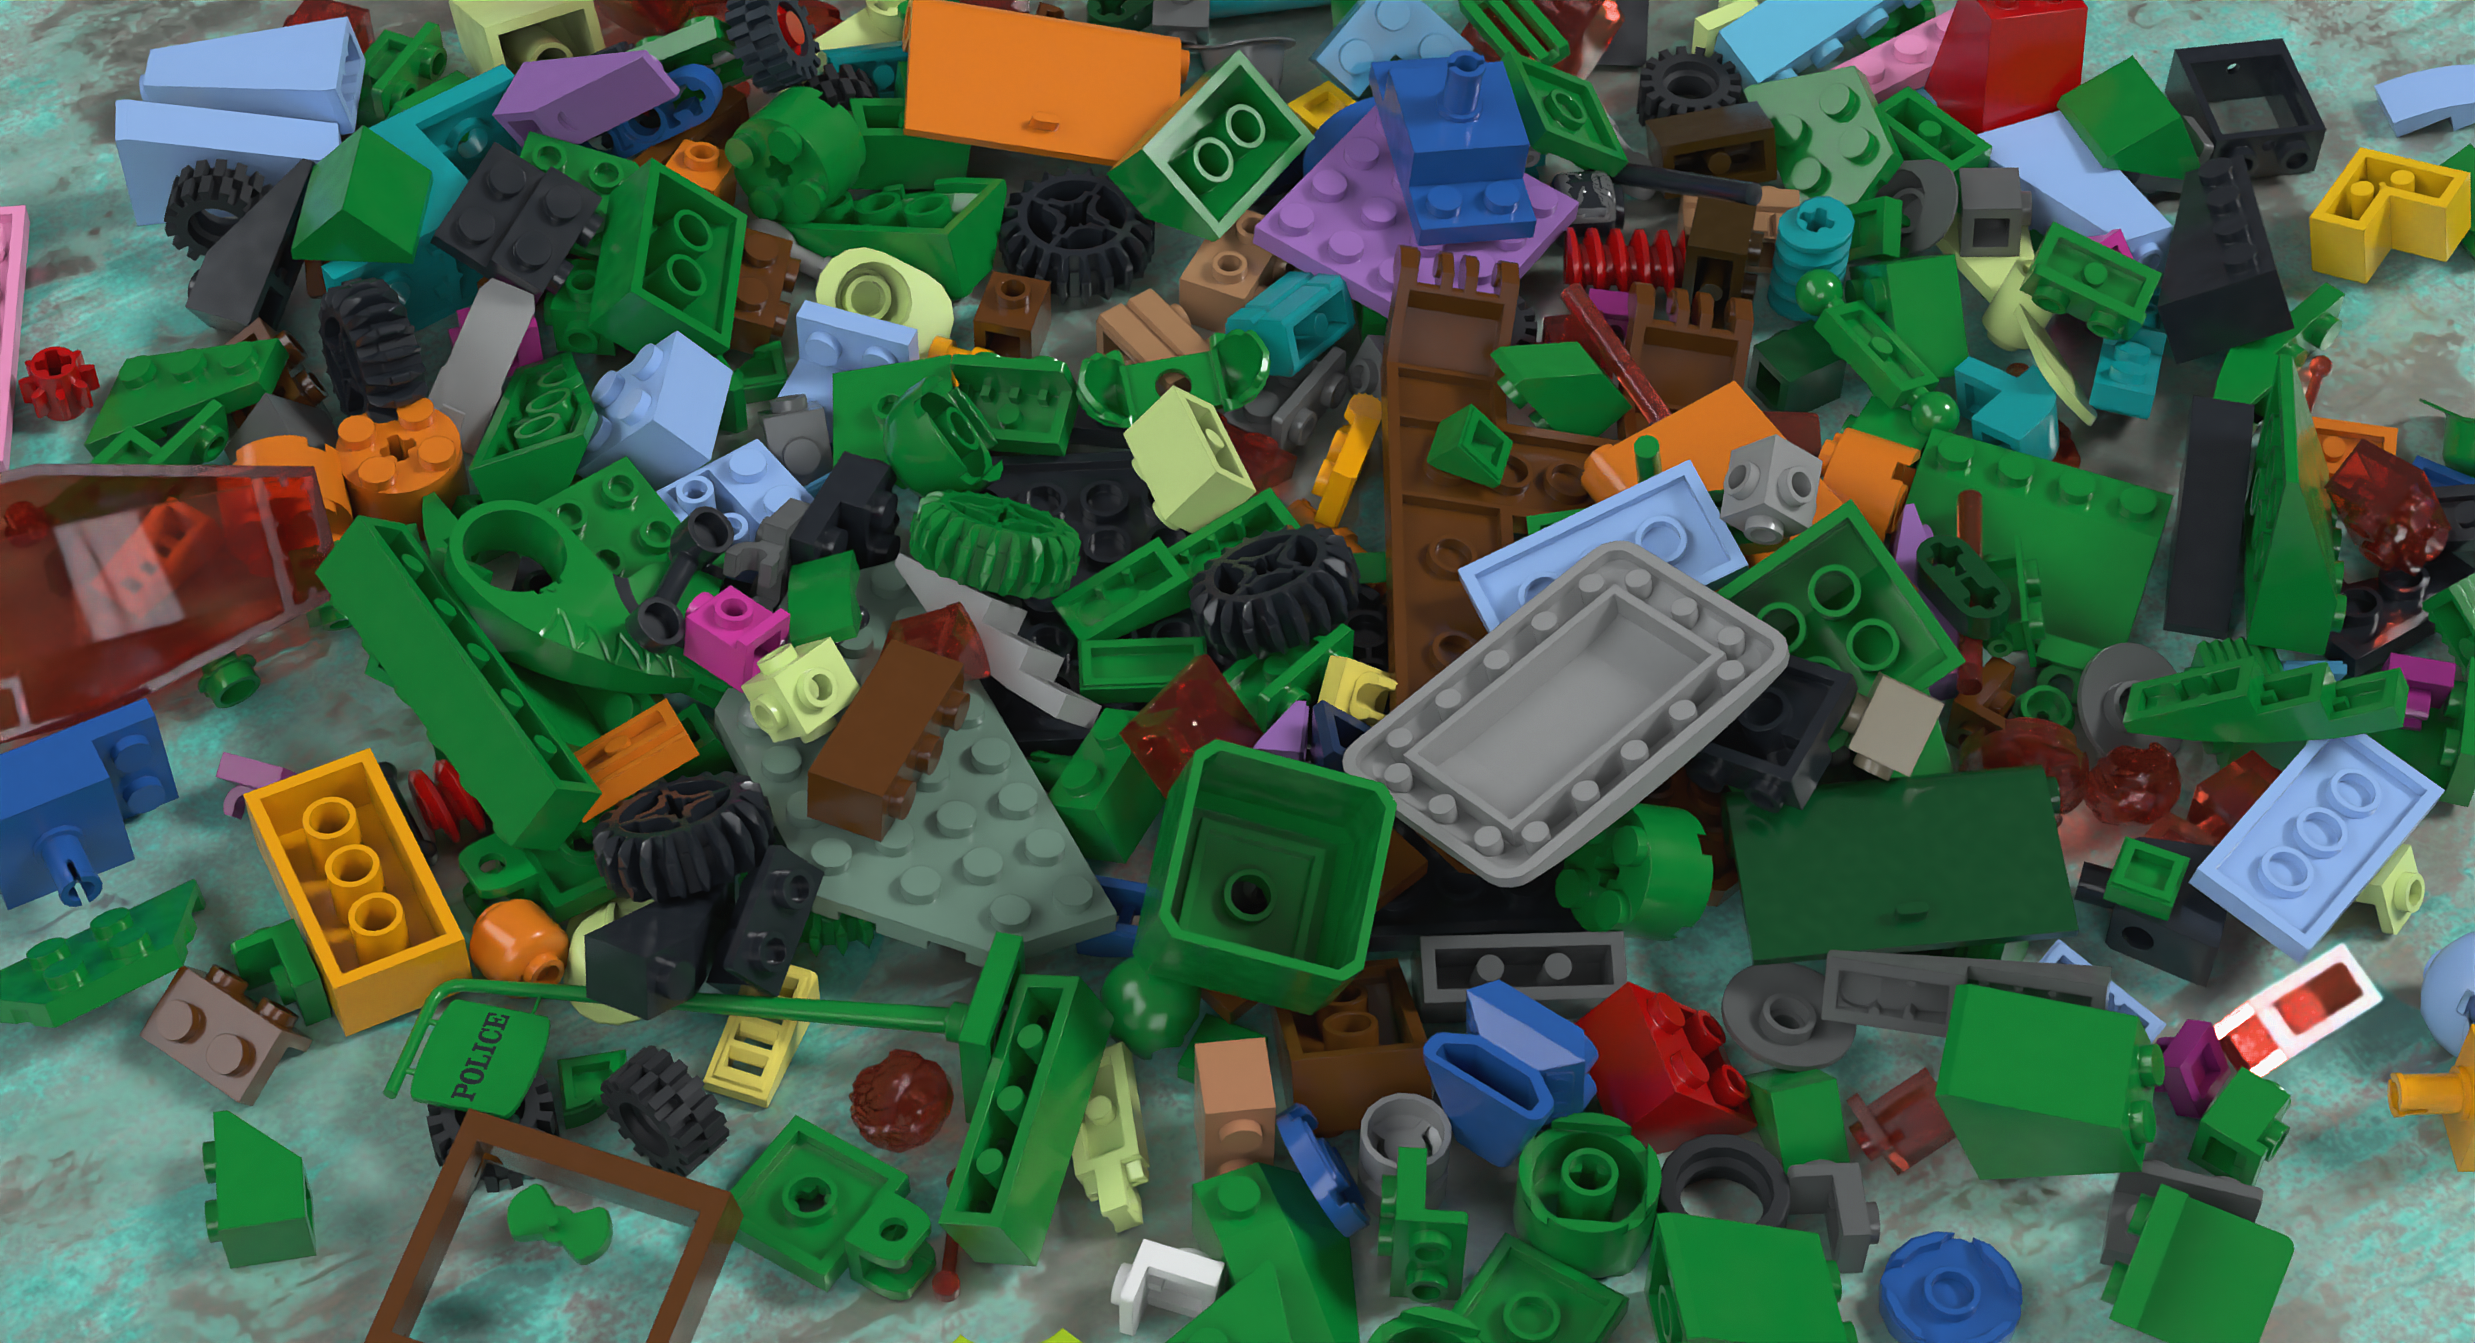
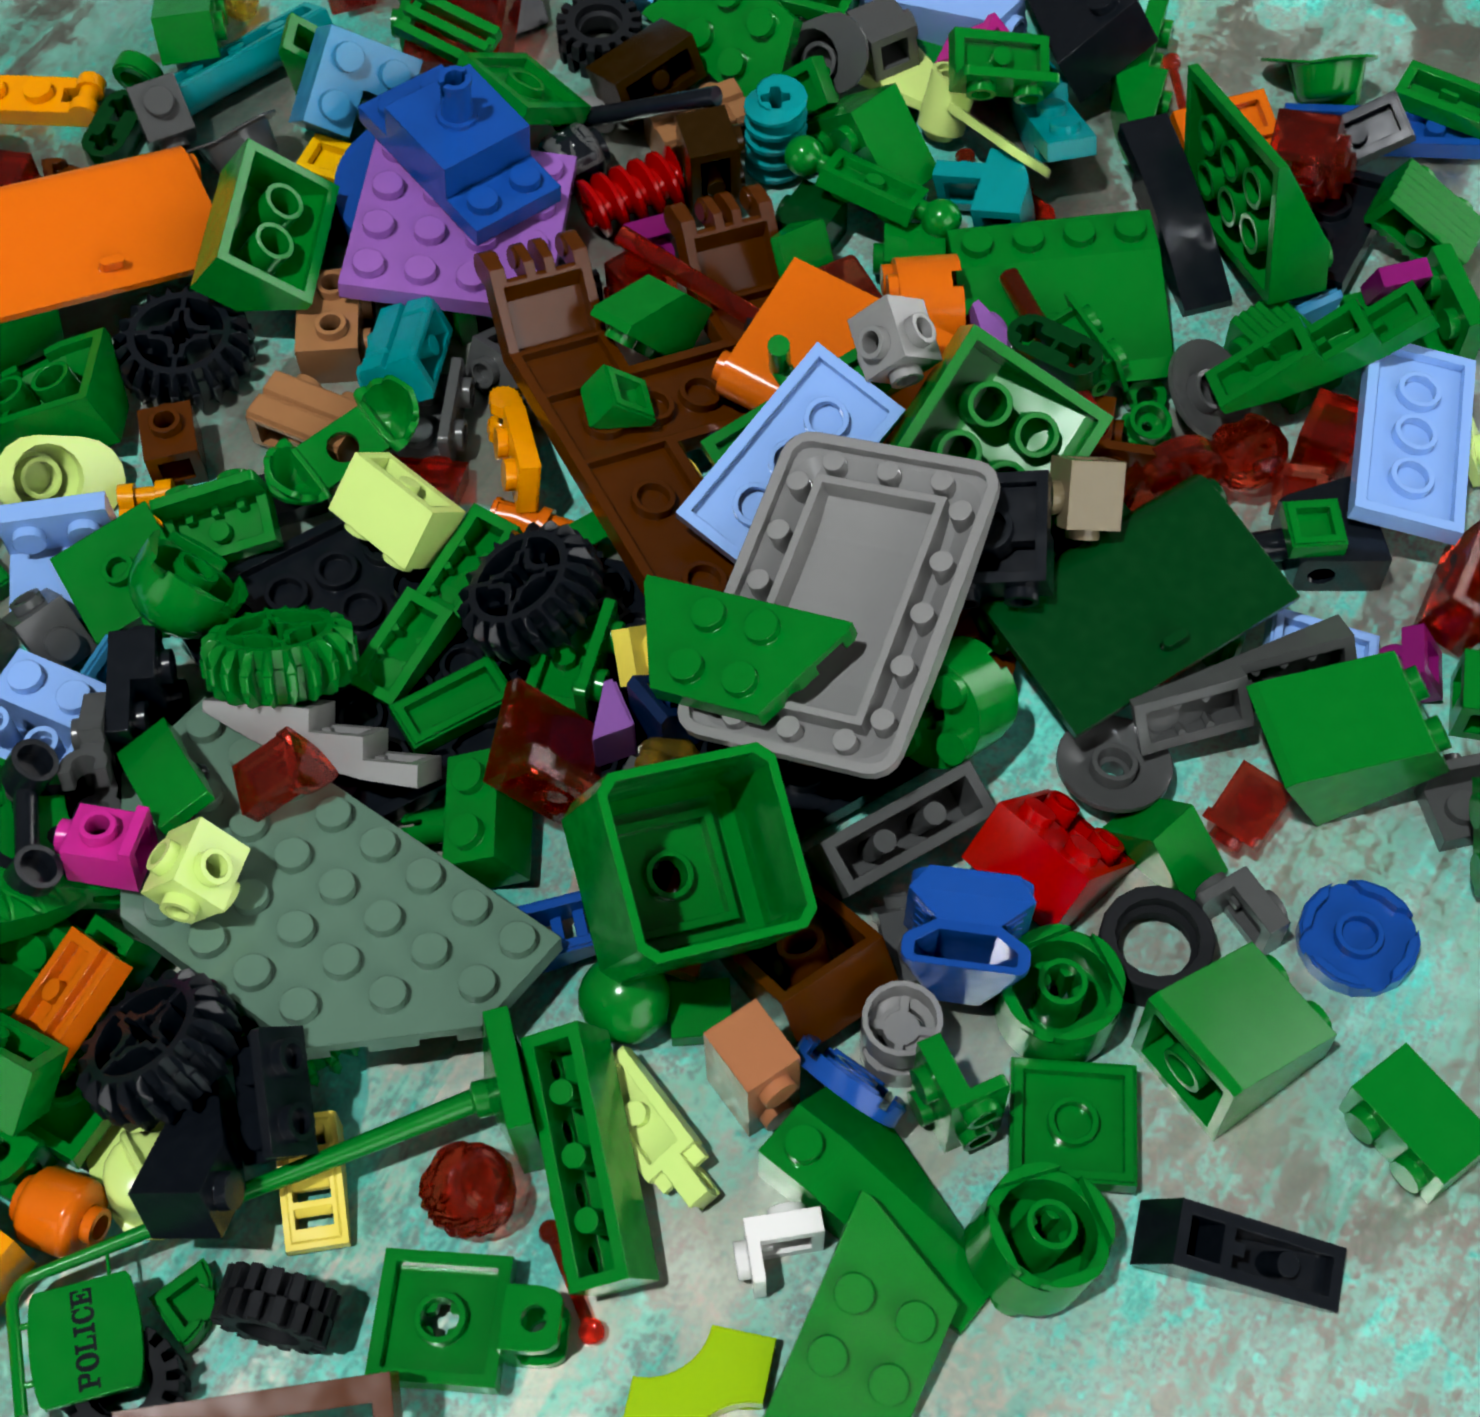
camera: 25 degrees left, 10 degrees up
(887, 741) = (293, 881): reddish brown brick -> none
(1430, 712) = (733, 650): none -> green wing
(1768, 381) = (803, 240): none -> green slope

